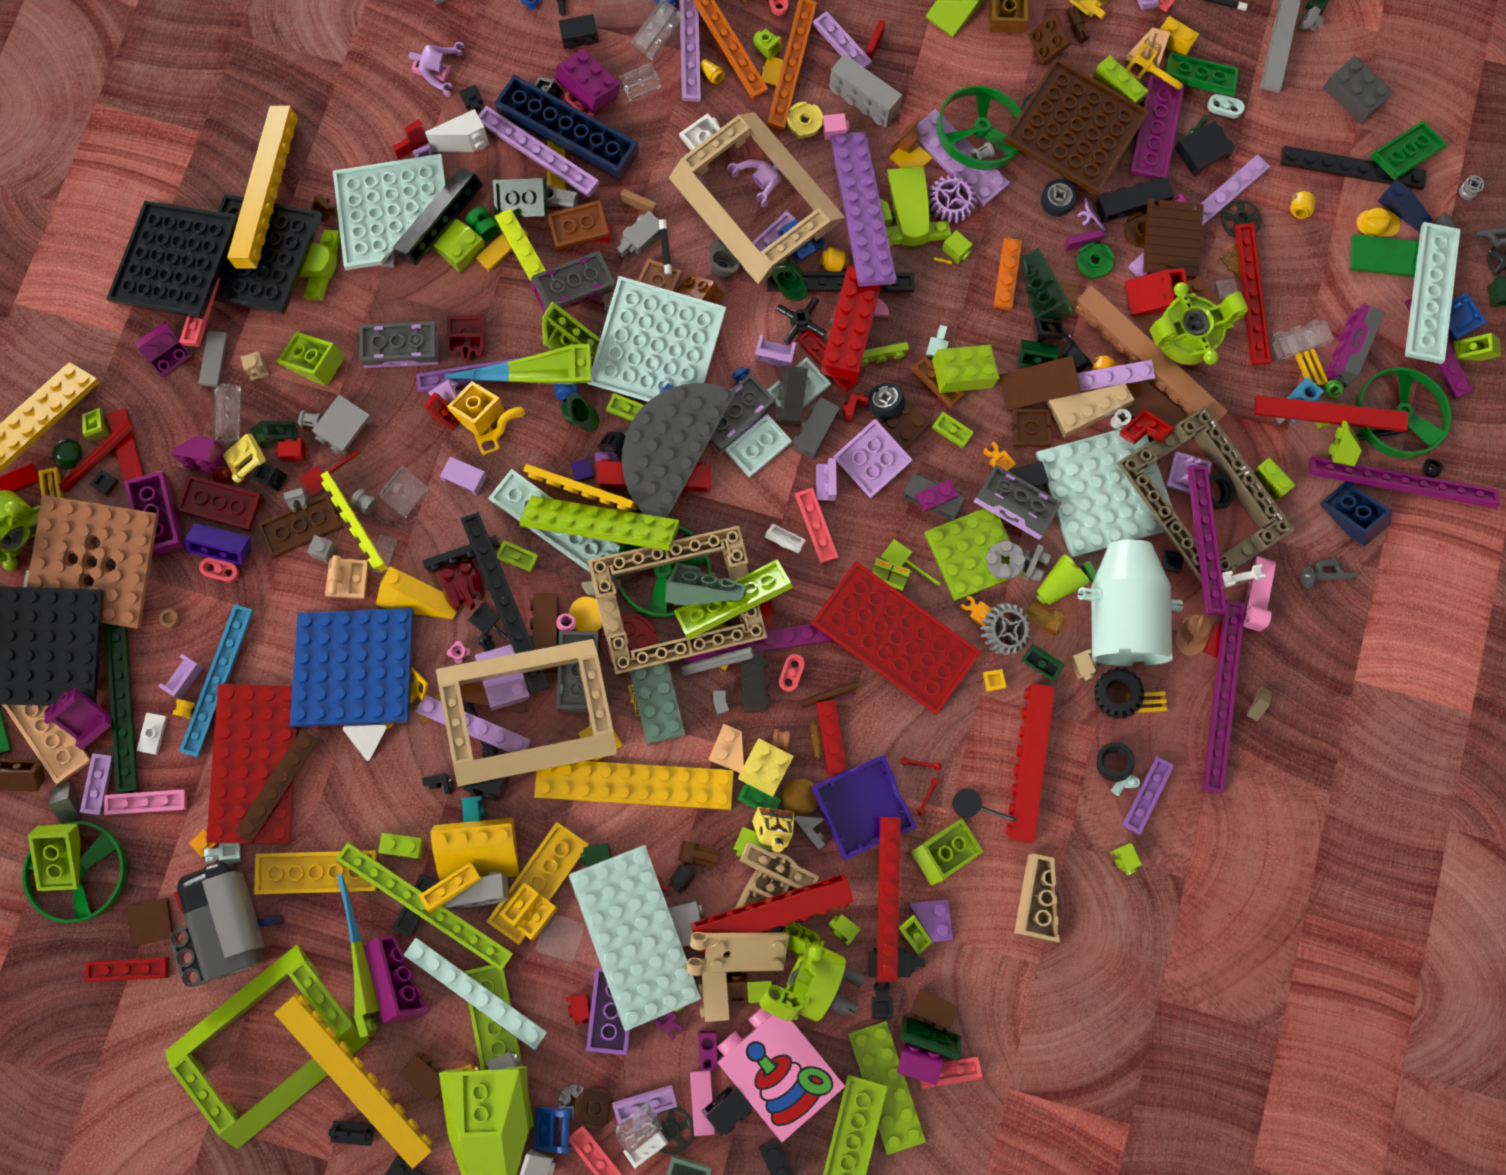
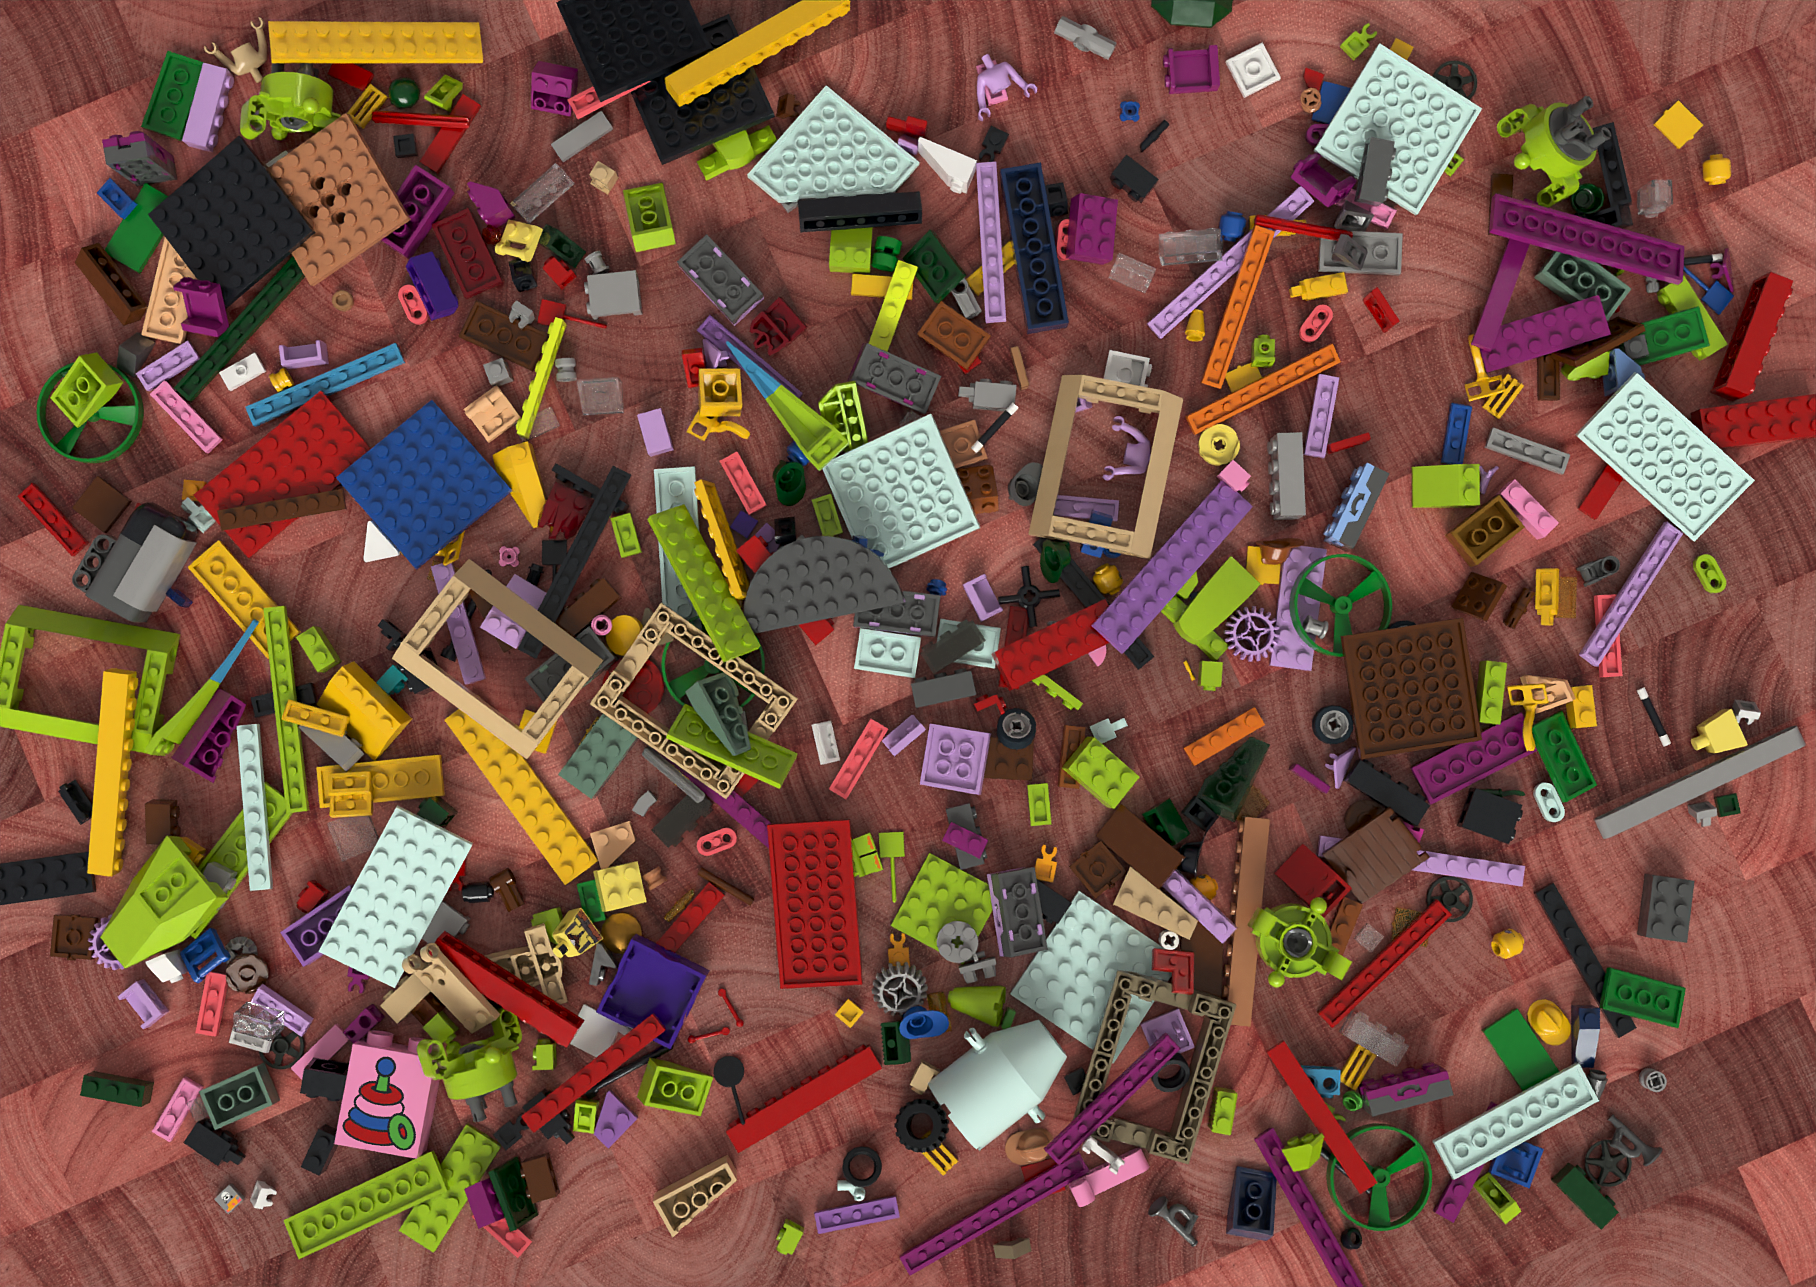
camera: 55 degrees right, 10 degrees up
(552, 446) = (743, 483): none -> coral plate
(860, 875) = (596, 1032): none -> white flag
(905, 874) = (626, 1070): none -> black piece
(923, 65) = (1355, 507): none -> piece
(1045, 629) = (923, 1023): none -> blue piece
(1091, 270) = (1304, 813): green plate -> none

